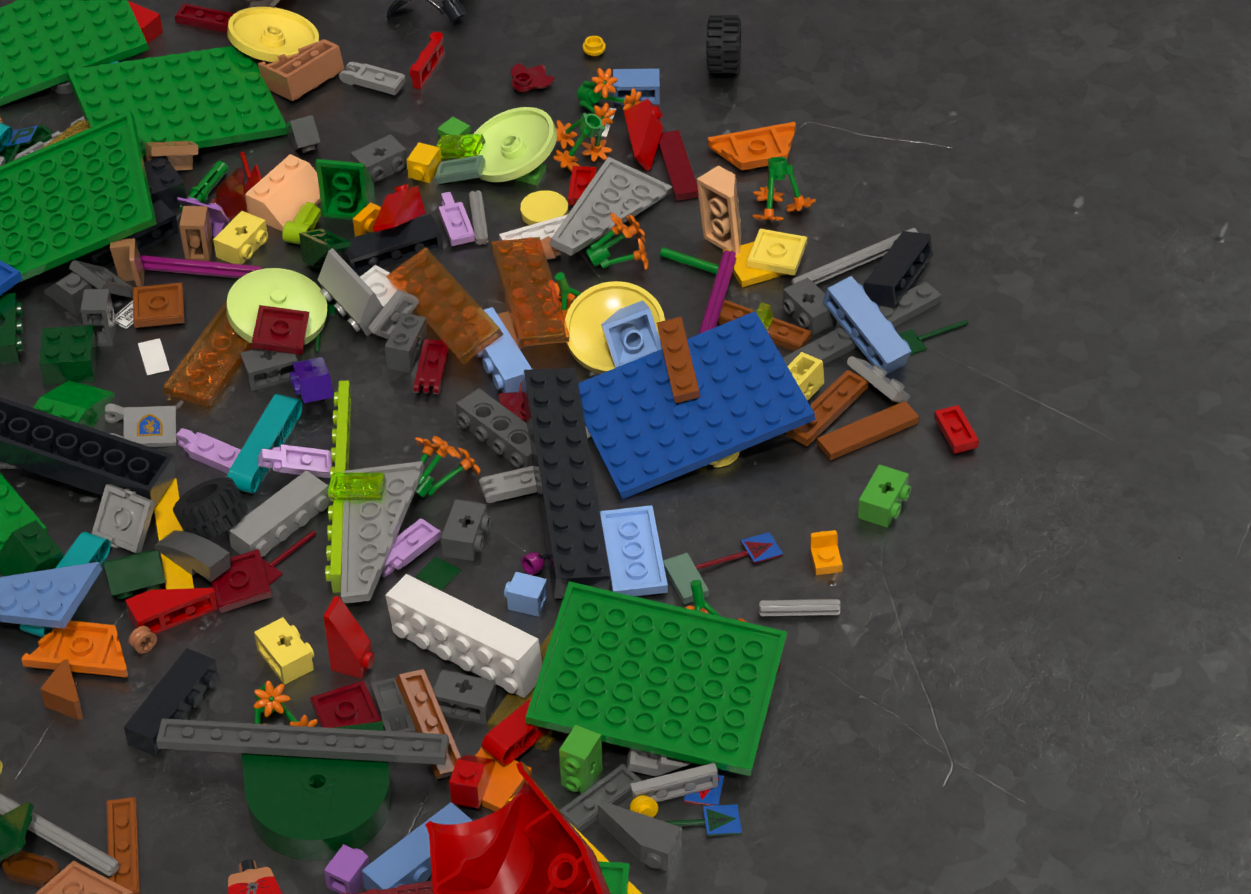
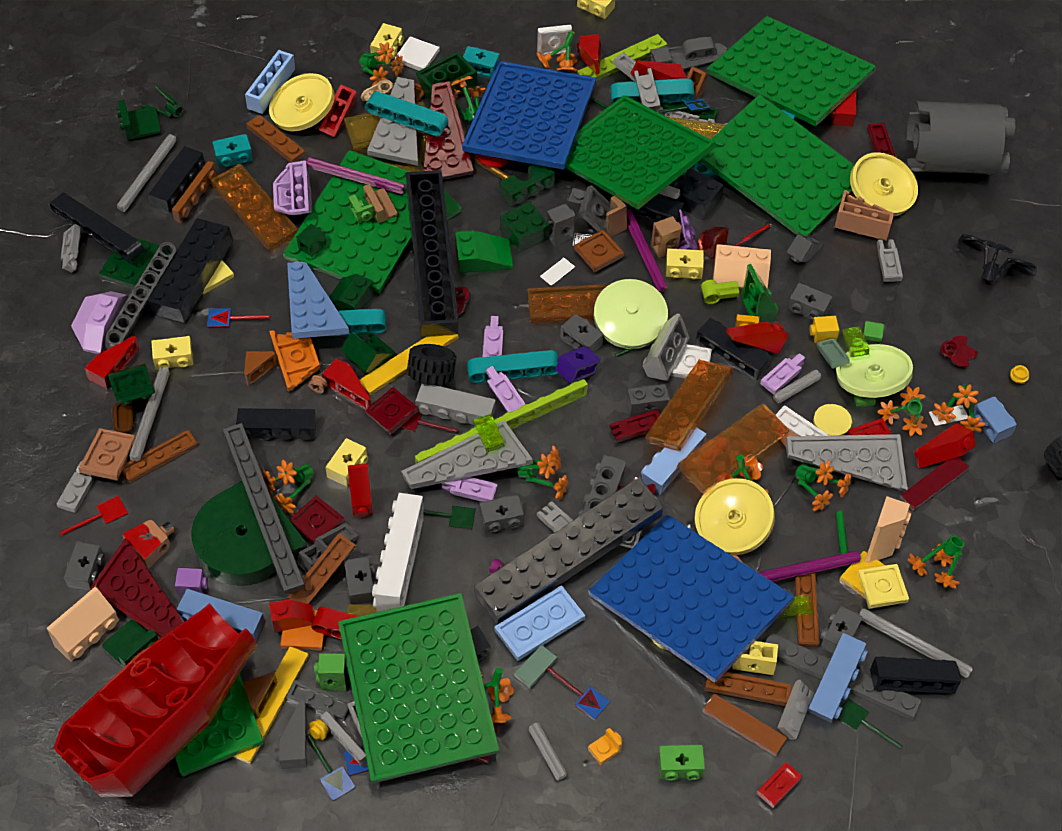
camera: 60 degrees right, 10 degrees up
(123, 518) = (402, 324): light grey plate -> none
(145, 425) = (493, 298): light grey flag -> none
(178, 152) = (732, 189): medium nougat panel -> none
(195, 554) = (393, 375): dark grey slope -> none
(209, 181) = (718, 221): green pin -> none
(280, 329) = (604, 324): dark red plate -> none
(317, 243) = (697, 308): dark green slope -> none
(388, 317) = (665, 377): light grey hinge -> none
(427, 60) = (928, 283): red plate -> none
(526, 594) = (465, 575): light blue brick -> none
(631, 333) = (727, 527): light blue slope -> none
(678, 360) = (718, 568): dark orange plate -> none
(755, 146) = (988, 525): orange wing -> none

